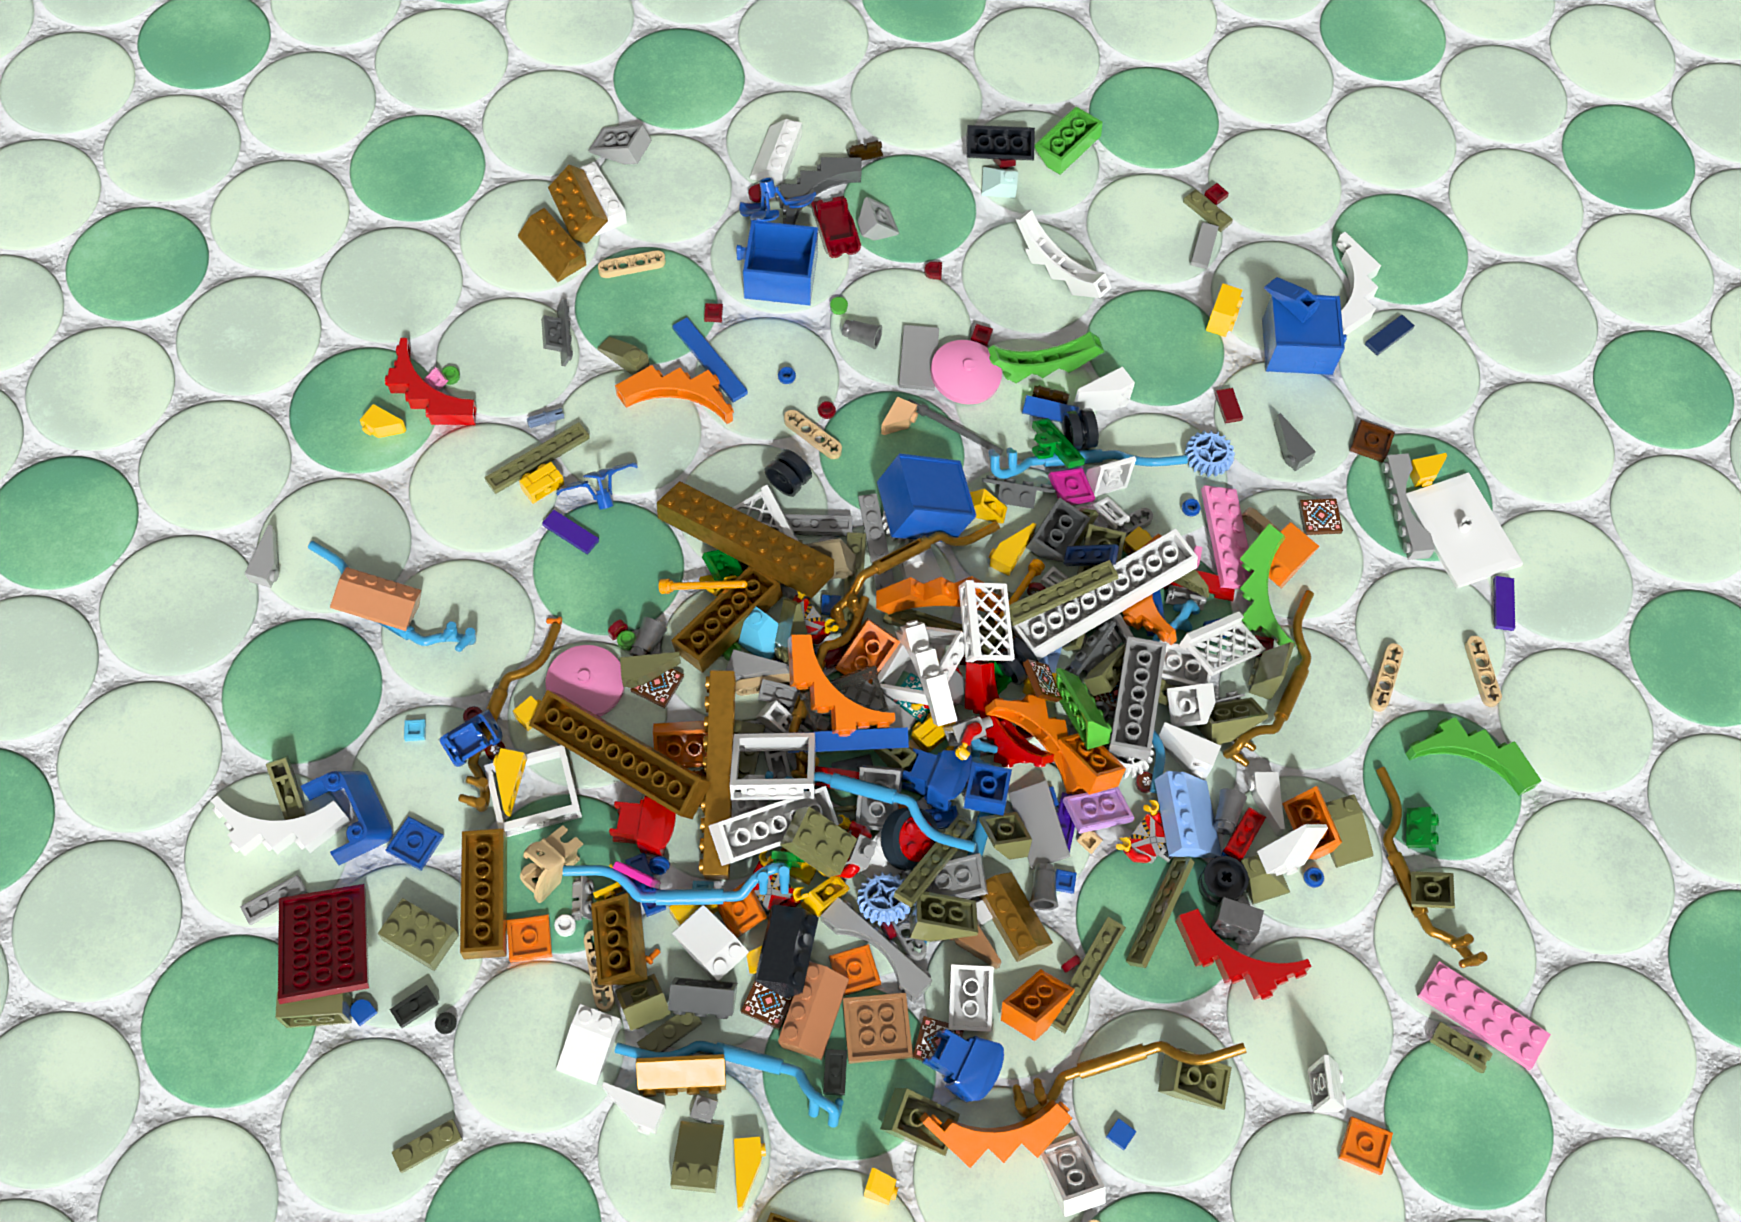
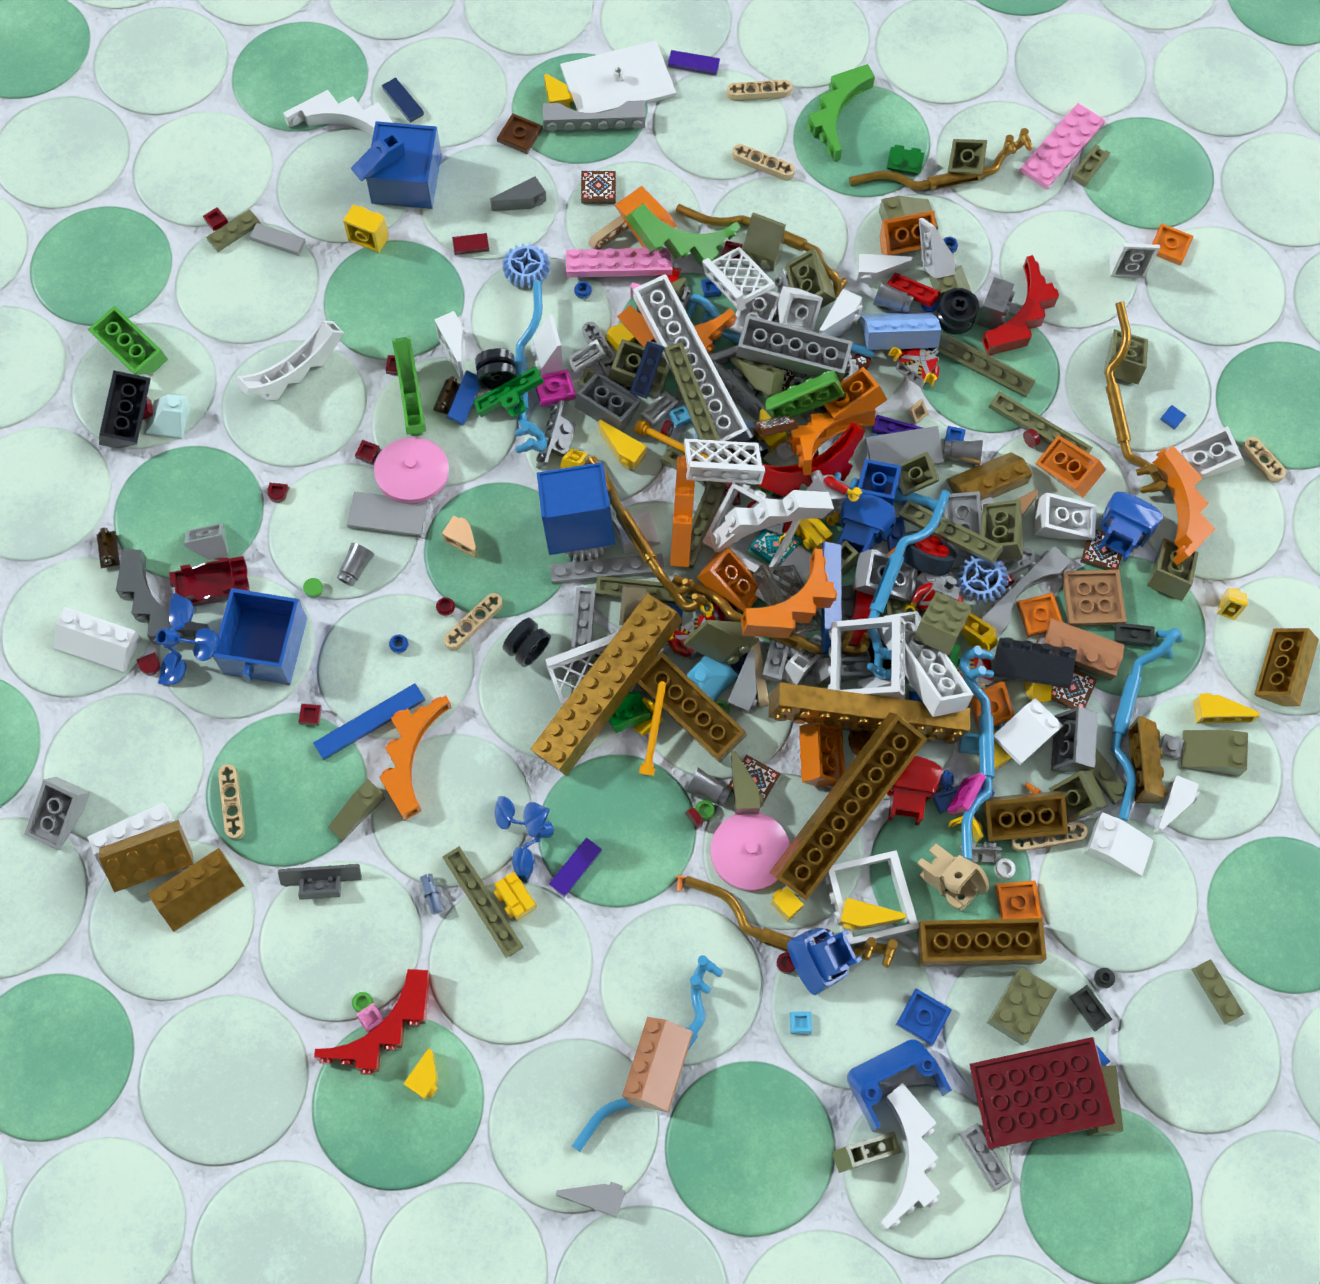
camera: 85 degrees left, 5 degrees up
(925, 411) = (475, 487): dark grey bar -> none
(1098, 810) = (898, 404): lavender tile -> none

